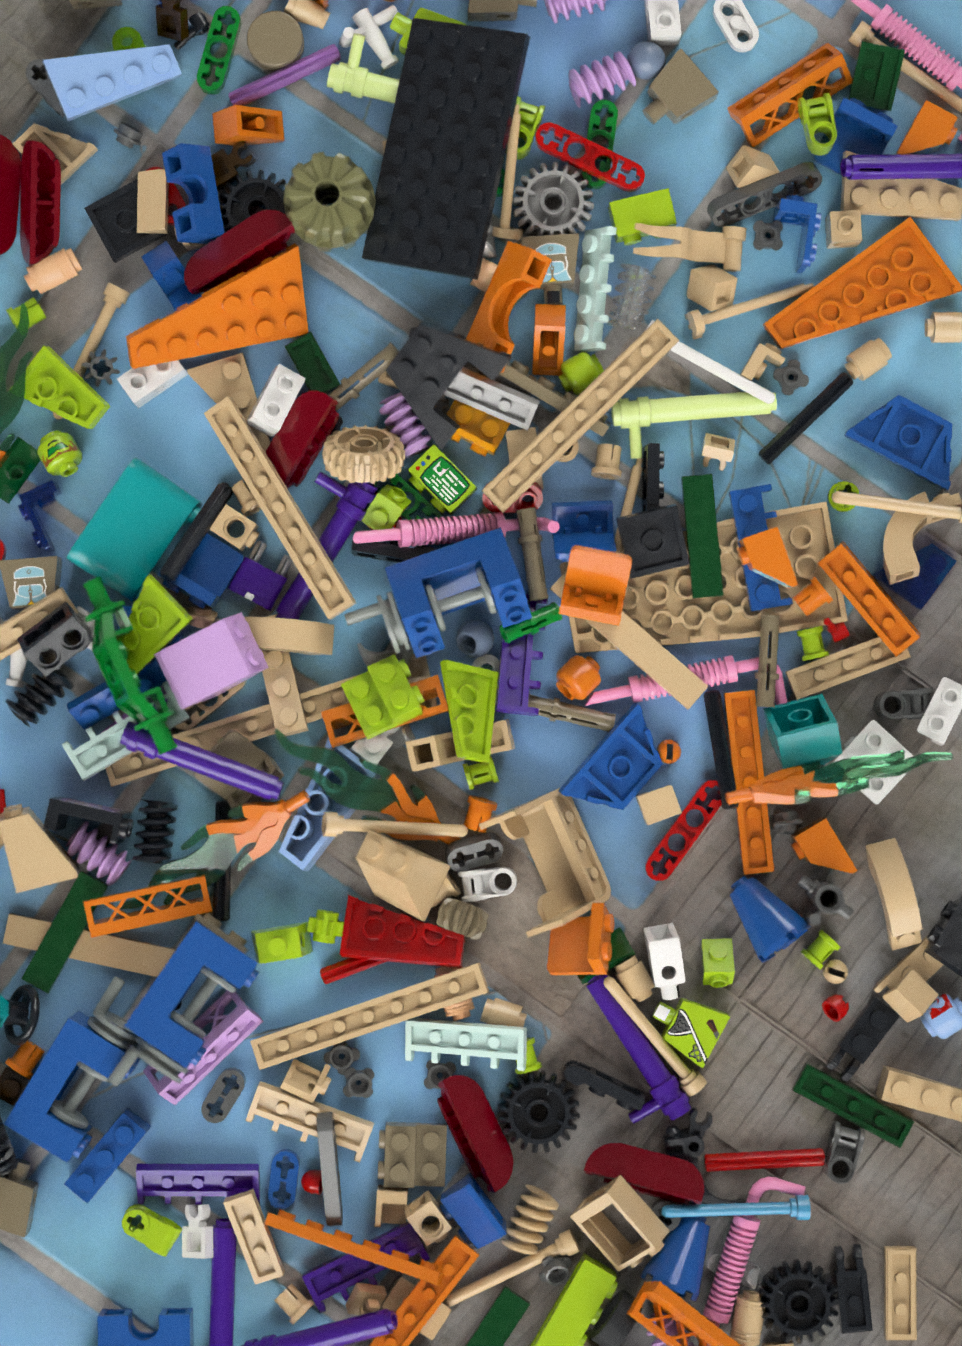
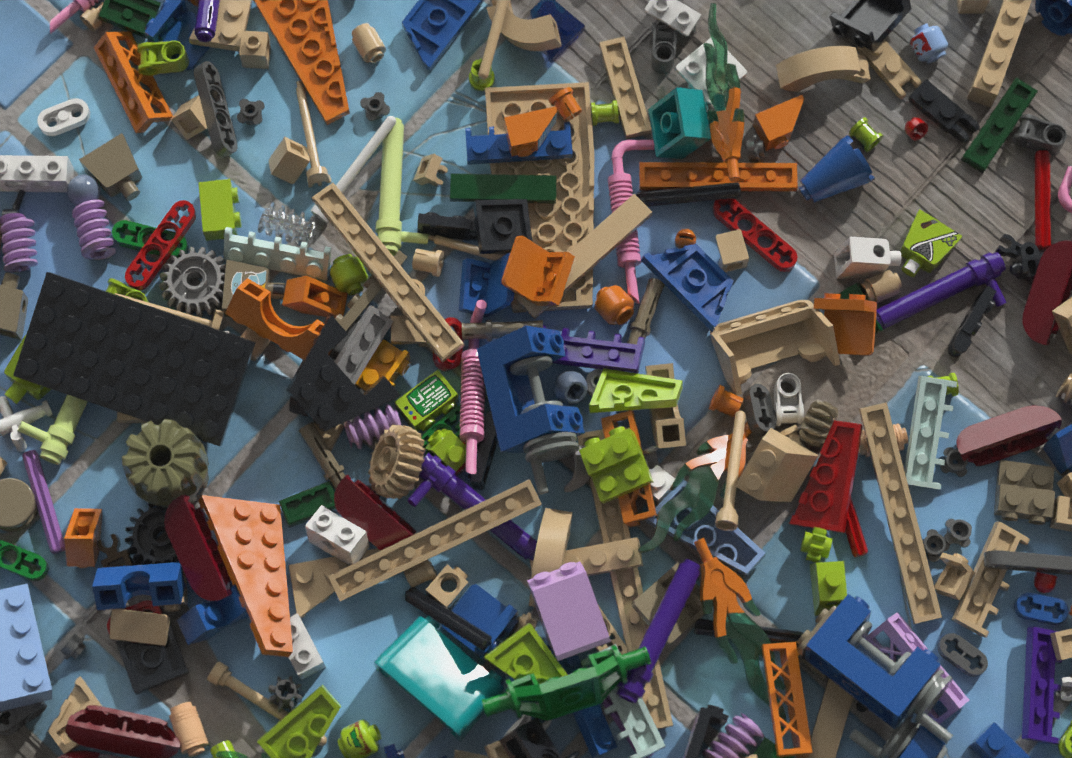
camera: 85 degrees left, 15 degrees down
(155, 831) = (718, 688): black piece -> none
(259, 582) = (499, 572): dark purple piece -> none
(480, 773) = (690, 397): lime bush -> none
(503, 1013) = (903, 400): tan brick -> none
(538, 1129) = (1003, 368): black gear -> none
(540, 618) = (557, 322): green pin -> none
(690, 1080) = (972, 250): tan piece -> none
(697, 246) = (252, 164): tan flag -> none
(717, 962) = (870, 217): lime bracket -> none
(755, 366) = (355, 129): tan bracket -> none
(765, 697) = (616, 146): dark tan pin -> none
(797, 212) = (247, 73): blue bracket -> none
(806, 418) = (411, 99): black axle -> none
(813, 891) = (823, 125): dark grey pin -> none
(837, 965) = (891, 128): tan hinge -> none
(838, 630) = (595, 91): red hand -> none
(869, 598) = (572, 61): orange fence -> none
(911, 996) = (913, 65): tan panel -> none

